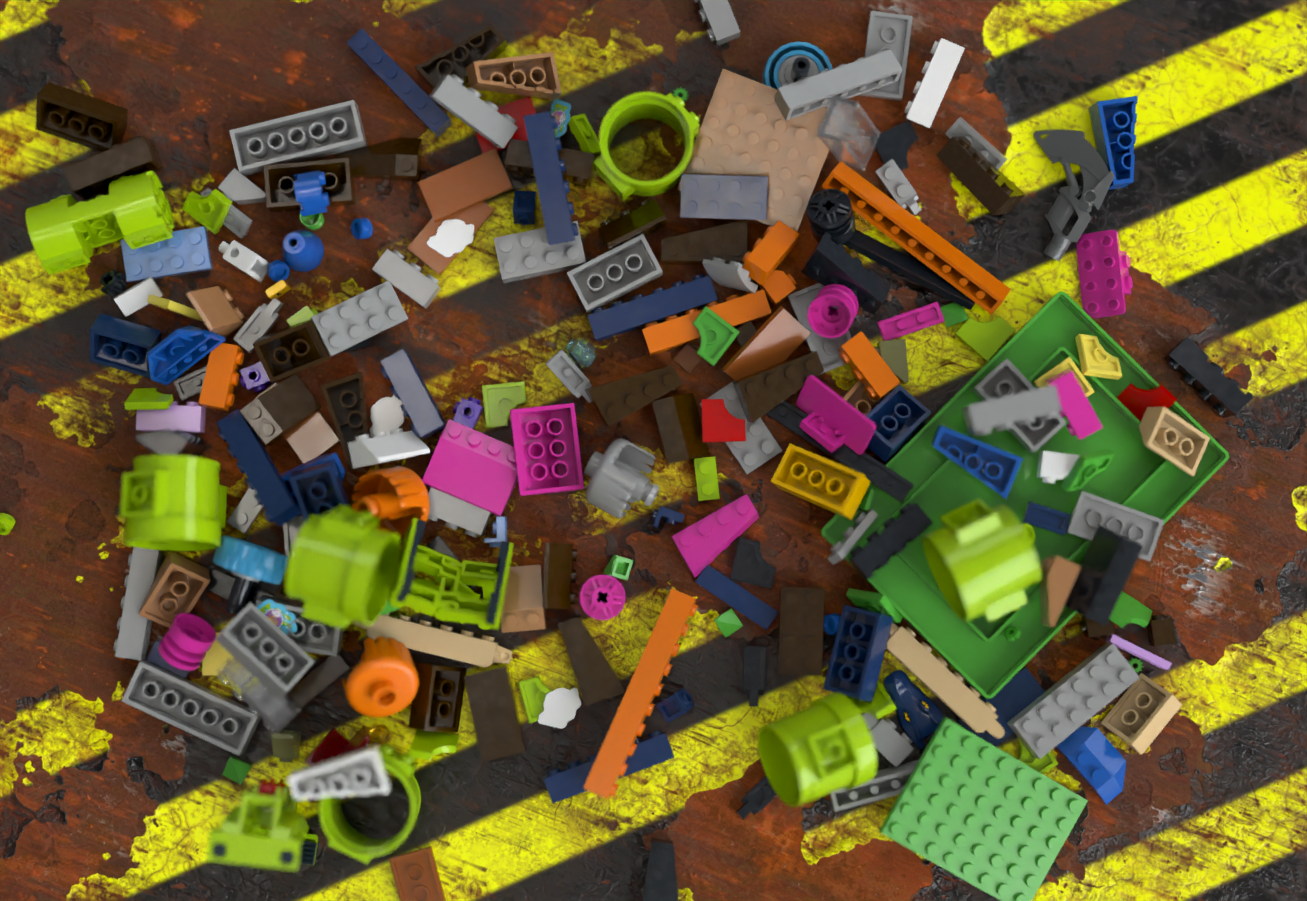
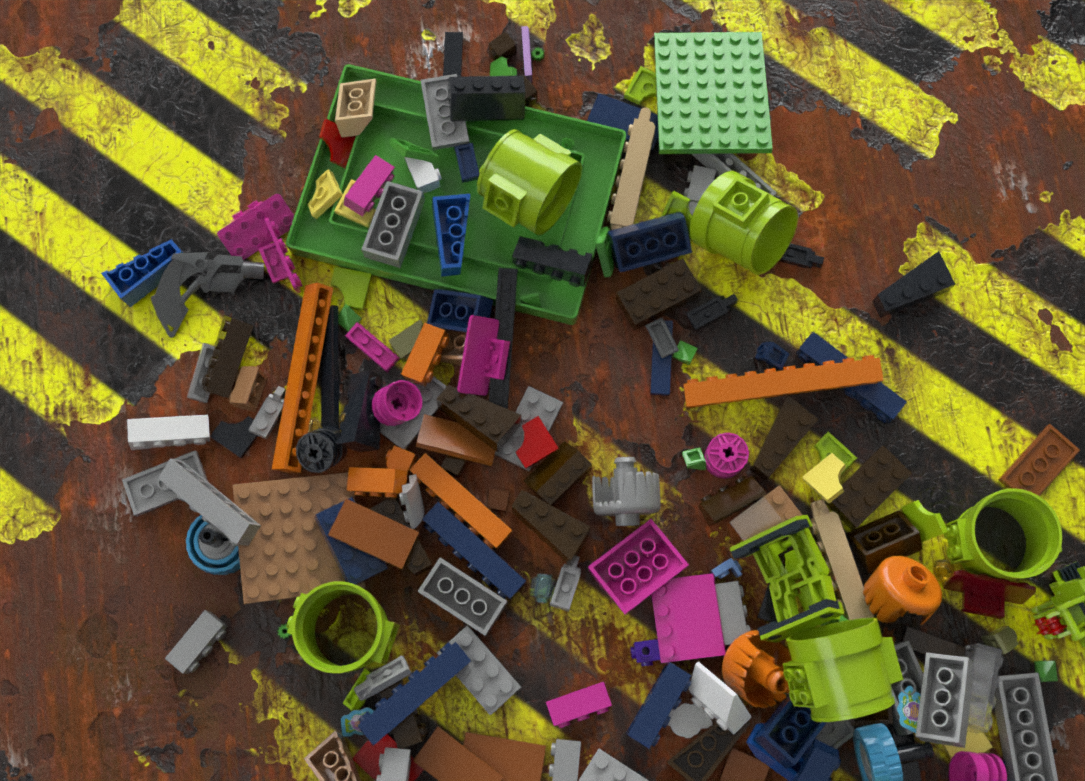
camera: 120 degrees left, 10 degrees down
(349, 774) = (1008, 566): white wedge -> none
(451, 237) = (508, 753): white sticker -> none
(457, 324) = (579, 704): none -> dark pink brick
(501, 399) = (620, 631): lime tile -> none
(524, 207) = (449, 706): dark blue bracket -> none
(526, 677) = (825, 478): none -> light yellow tile
(560, 707) = (830, 440): white sticker -> none
(579, 158) = (383, 678): none -> light grey hinge
(631, 224) = (415, 606): dark brown slope -> none
(670, 516) = (630, 441): dark blue bracket -> none
(706, 478) = (584, 431): lime plate -> none
(714, 533) = (630, 401): dark pink wedge -> none
(715, 335) = (469, 485): bright green tile -> none
(718, 220) = (373, 534): none -> dark orange tile
(750, 565) = (631, 361): black tile -> none
(754, 607) = (662, 338): none -> dark grey tile
(820, 481) = (536, 339): yellow brick -> none
(831, 623) = (637, 274): blue tile -> none
(848, 132) = (244, 471): clear brick -> none
(851, 536) = (565, 292): light grey plate -> none
(915, 711) = (663, 180): dark blue animal -> none
(935, 179) = (248, 388): none -> medium nougat slope
(1011, 409) = (400, 219): light grey brick -> none
(1053, 275) = (277, 263): none -> dark pink bracket
(1055, 585) = (526, 120): medium nougat slope -> none
(1073, 700) = (589, 77): light grey brick -> none
(1095, 761) = (622, 46): blue wedge -> none
(1141, 713) = (569, 30): tan slope -> none
(1180, 575) = (453, 53): none -> black tile
(1207, 379) = (296, 111): black wedge -> none

